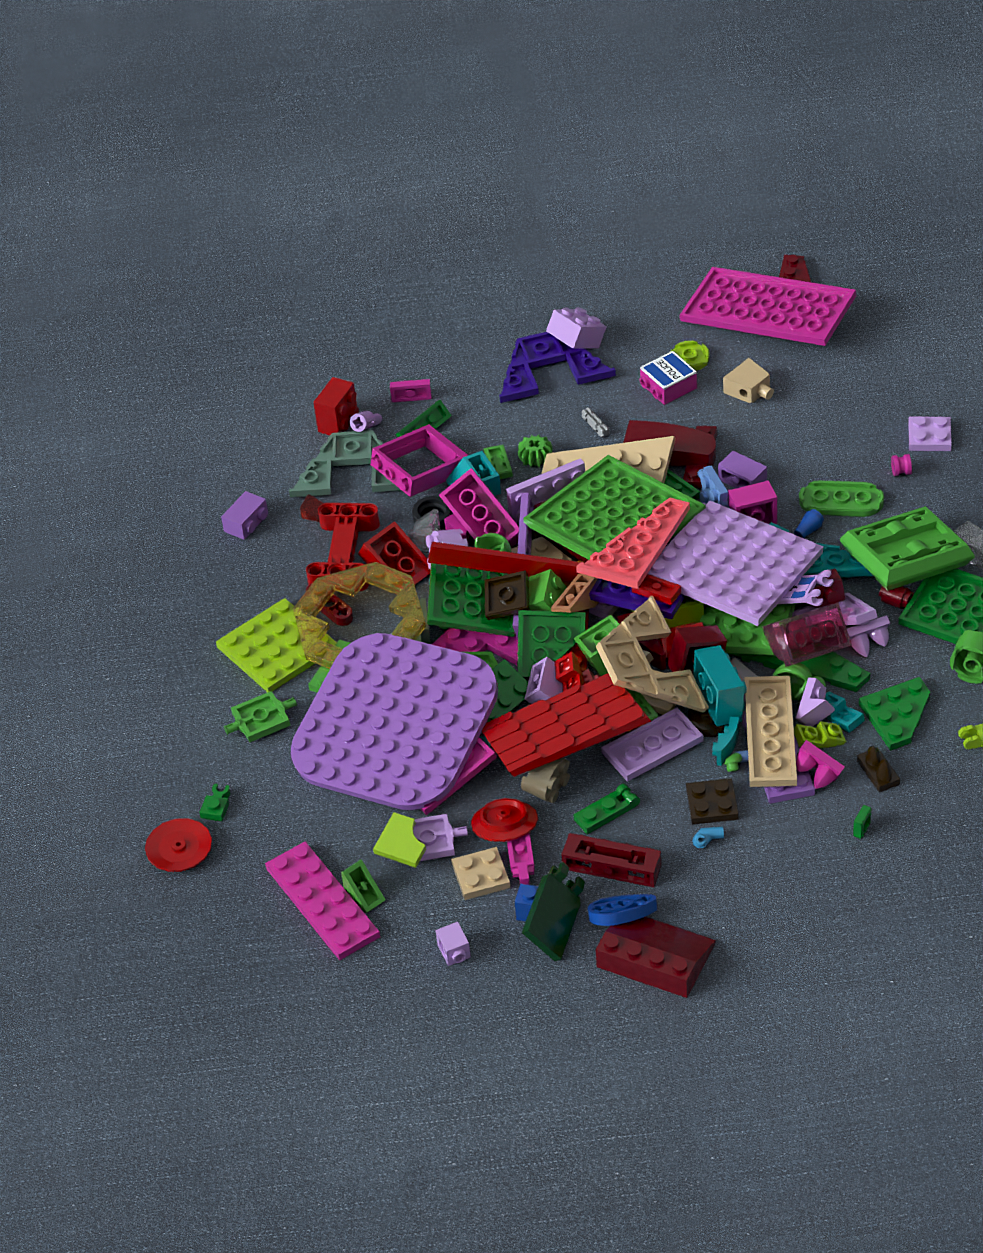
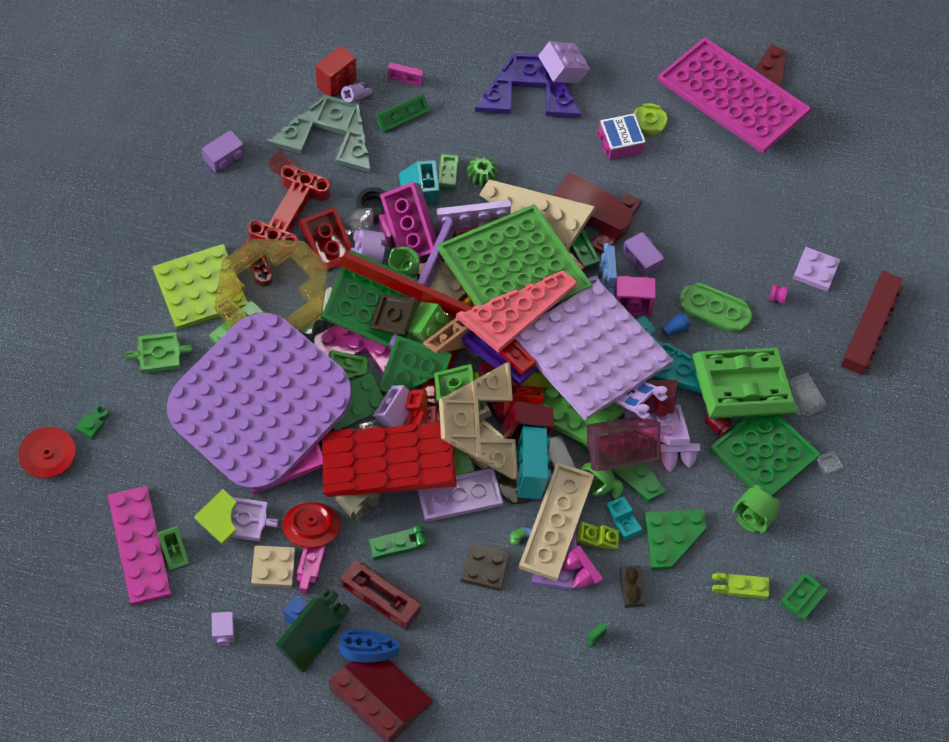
camera: 10 degrees right, 15 degrees up
(422, 437) = (378, 129): dark pink window -> none
(595, 422) = (544, 159): light grey axle -> none
(705, 835) = (466, 598): dark azure arm -> none
(726, 741) = (518, 517): teal slope -> none
(748, 382) = (686, 165): tan torso -> none
(813, 706) = (600, 509): lavender slope -> none

